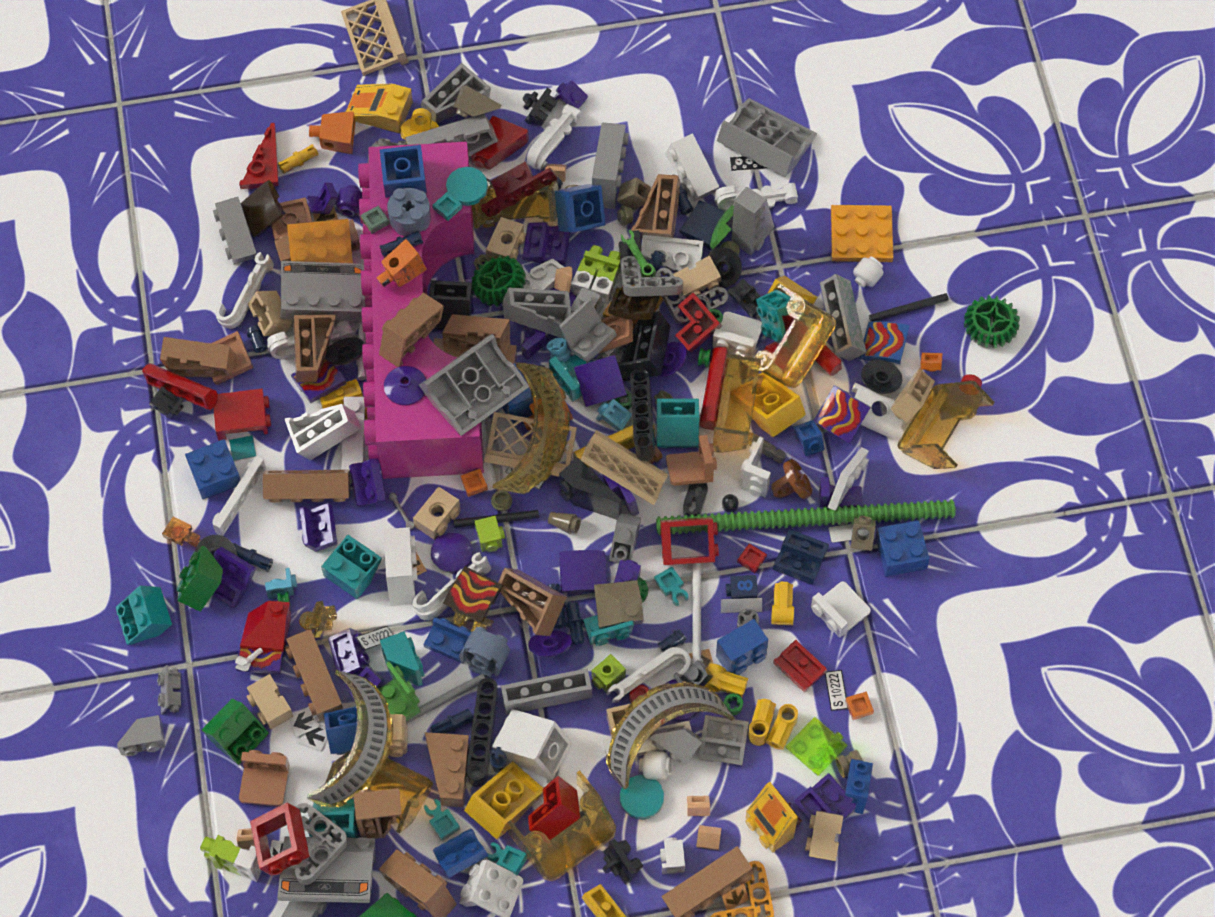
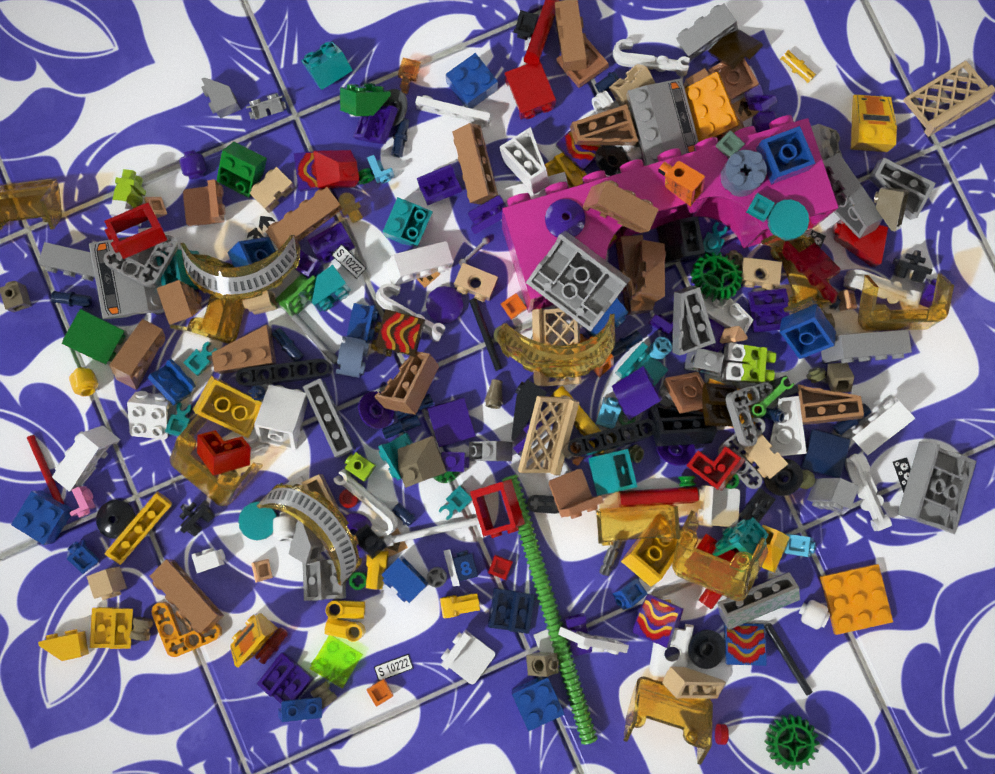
camera: 75 degrees right, 20 degrees up
(213, 782) = (192, 165): none -> dark purple head
(242, 448) = (502, 101): teal sticker -> none
(244, 663) = (295, 158): white hand -> none
(264, 162) = (781, 38): red wing -> none
(335, 131) = (834, 91): orange torso -> none
(414, 239) = (710, 175): dark blue pin -> none
(418, 124) = (859, 163): yellow tile -> none
(459, 275) = (713, 242): none -> teal plate
(489, 534) = (466, 332): lime brick -> none
(582, 143) = (879, 317): none -> clear yellow windscreen
(586, 332) = (677, 369): light grey bracket -> none
(708, 837) = (235, 586): light nougat slope -> none
(721, 228) = (820, 468): bright green slope -> none
(725, 503) = (547, 531): black hinge -> none
(754, 478) = (569, 556): white bracket -> none
(792, 482) = (580, 592): dark orange tile -> none
(796, 268) = (800, 545): none -> medium azure bracket
(800, 666) = (405, 632): red plate -> none
(823, 842) = (255, 687): tan brick -> none
(931, 361) = (735, 692): orange plate -> none

